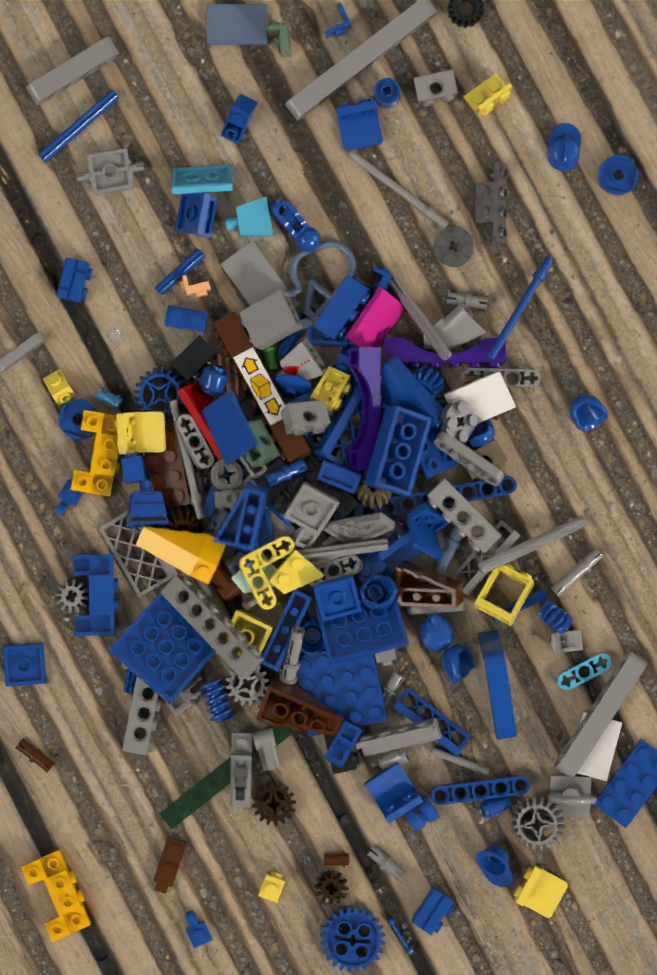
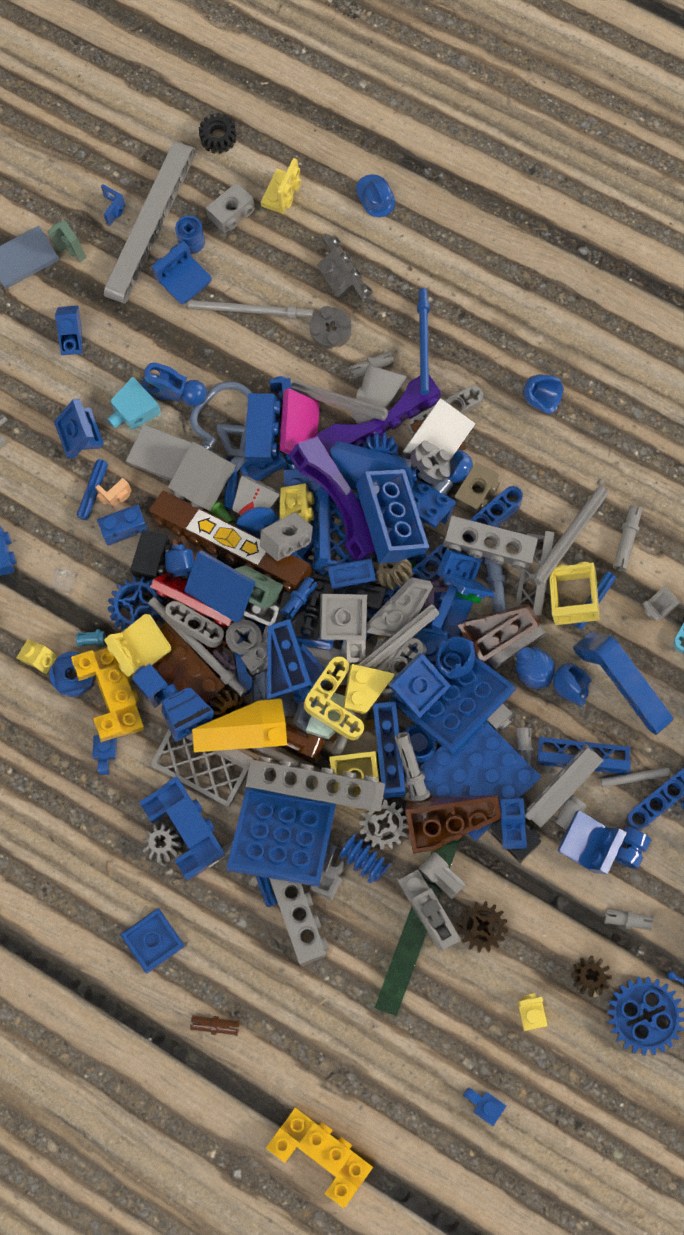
camera: 25 degrees left, 15 degrees down
(169, 864) = (415, 1054): reddish brown hinge -> none
(202, 179) = (65, 395): medium azure tile -> none
(336, 859) = (578, 945): reddish brown pin -> none
(469, 458) = (462, 485): light grey beam -> none
(555, 617) = (635, 587): blue gear -> none
(627, 168) = (437, 200): blue plate -> none

